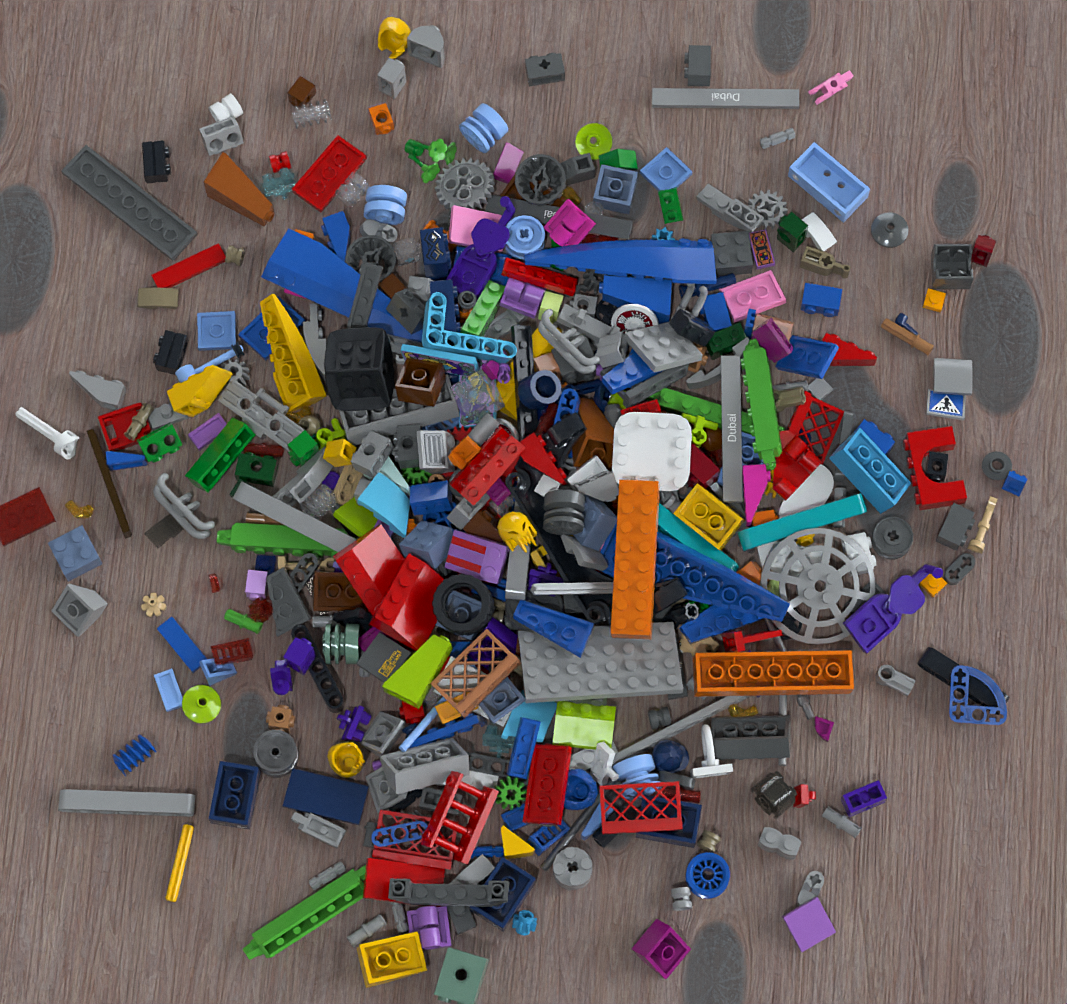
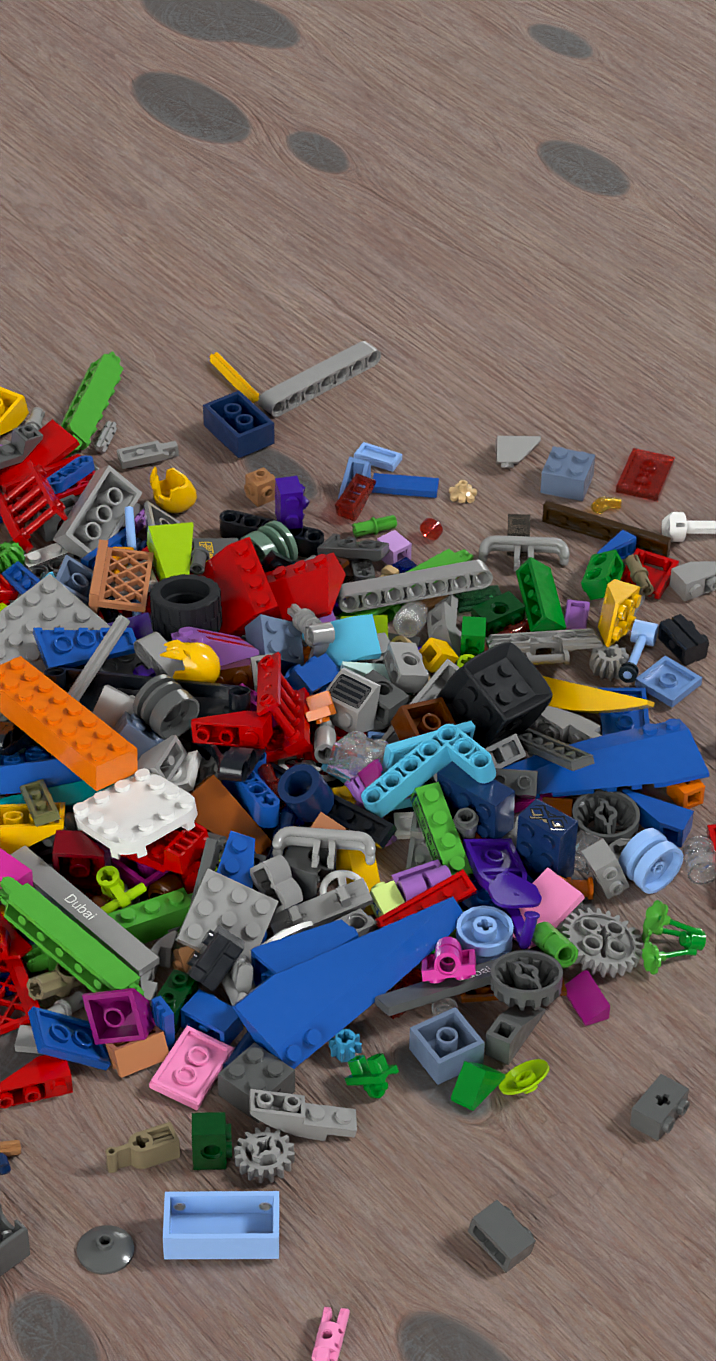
camera: 135 degrees right, 30 degrees down
(133, 754) = (351, 401): blue piece -> none
(197, 712) = (334, 462): lime dish -> none
(260, 610) = (365, 529): clear red gear -> none
(264, 753) = (233, 460): flat silver wheel -> none
(325, 796) = (185, 460): dark blue tile -> none
(357, 716) = (204, 518): dark purple hips -> none
(408, 513) = (315, 632): none -> light grey piece
(413, 643) = (199, 557): none -> dark grey pin
(416, 219) = (605, 869): none -> light grey brick
(483, 128) = (646, 994): light blue wheel -> none
(500, 187) = (555, 944): none -> bright green pin
(570, 194) = (487, 1020): clear yellow arm -> none
(665, 171) = (415, 1110): medium blue plate -> none
(693, 516) = (39, 802): none -> olive tile
(725, 98) = (432, 1240): light grey tile -> none
(761, 249) = (240, 1120): tile -> none
(777, 138) = (332, 1240): light grey axle -> none
(819, 232) = (185, 1174): white slope -> none
(821, 300) = (111, 1113): blue brick -> none

